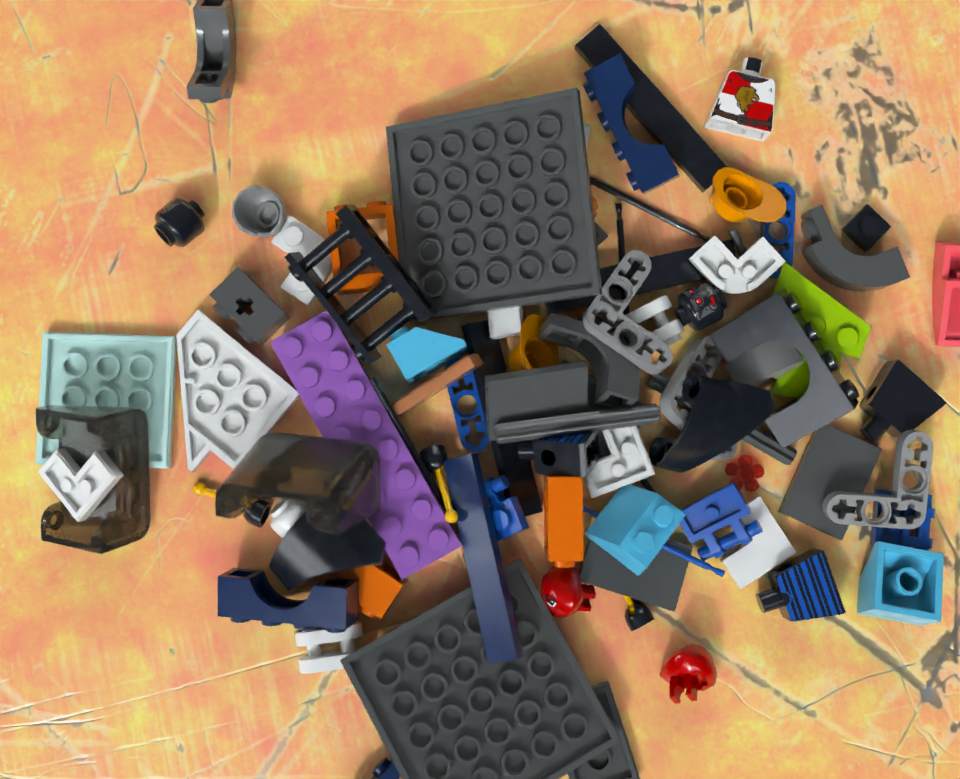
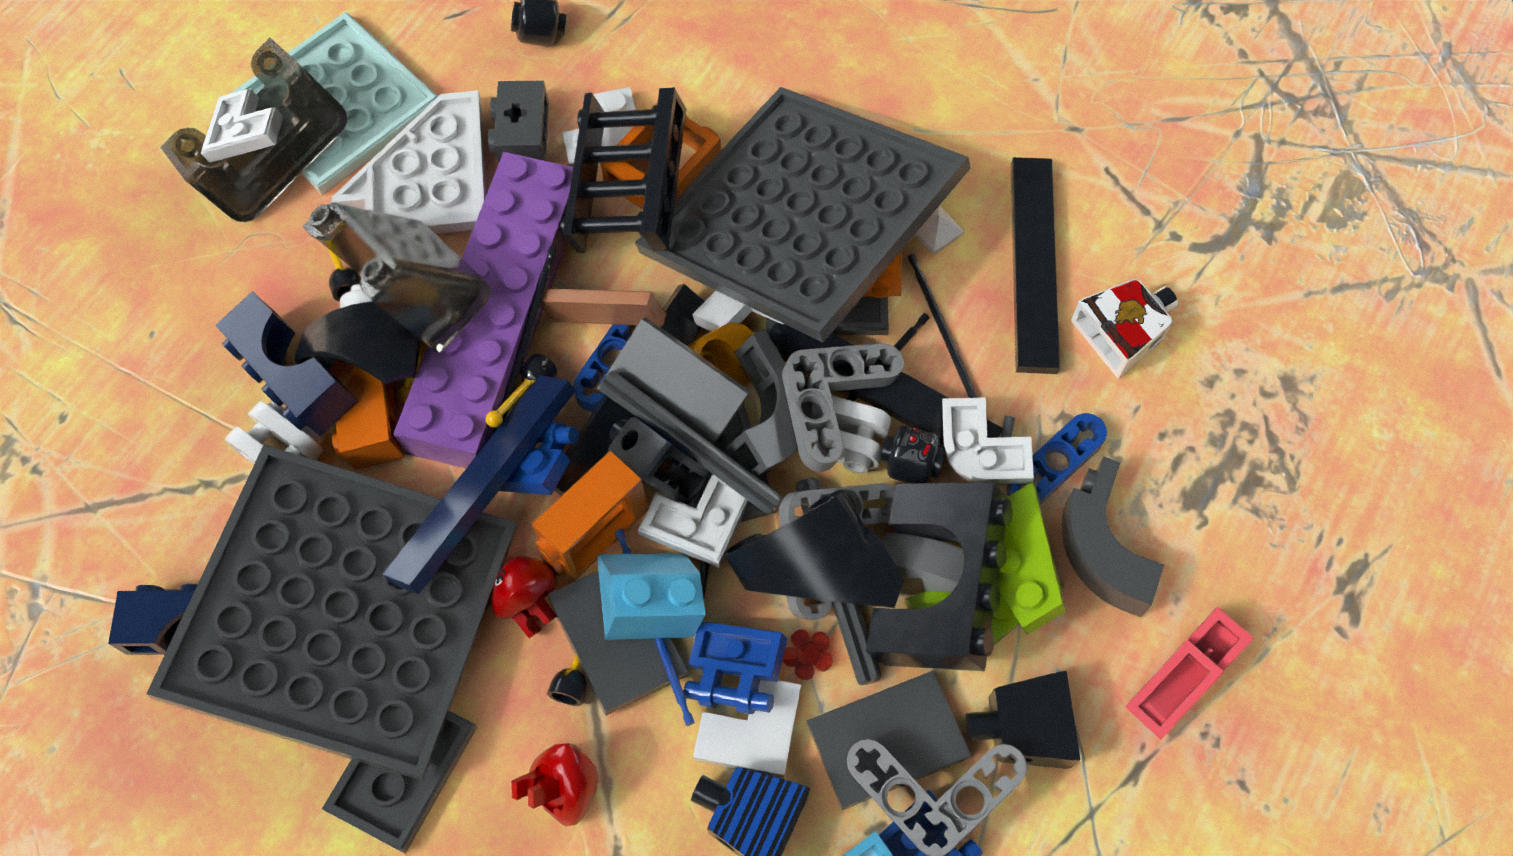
camera: 45 degrees right, 20 degrees down
(259, 211) = (607, 61): light grey hair -> none
(423, 351) = (617, 261): medium azure slope -> none
(612, 87) = (1009, 209): dark blue arch -> none
(744, 196) = (1047, 397): light orange piece -> none
(866, 228) = (1151, 534): black plate -> none

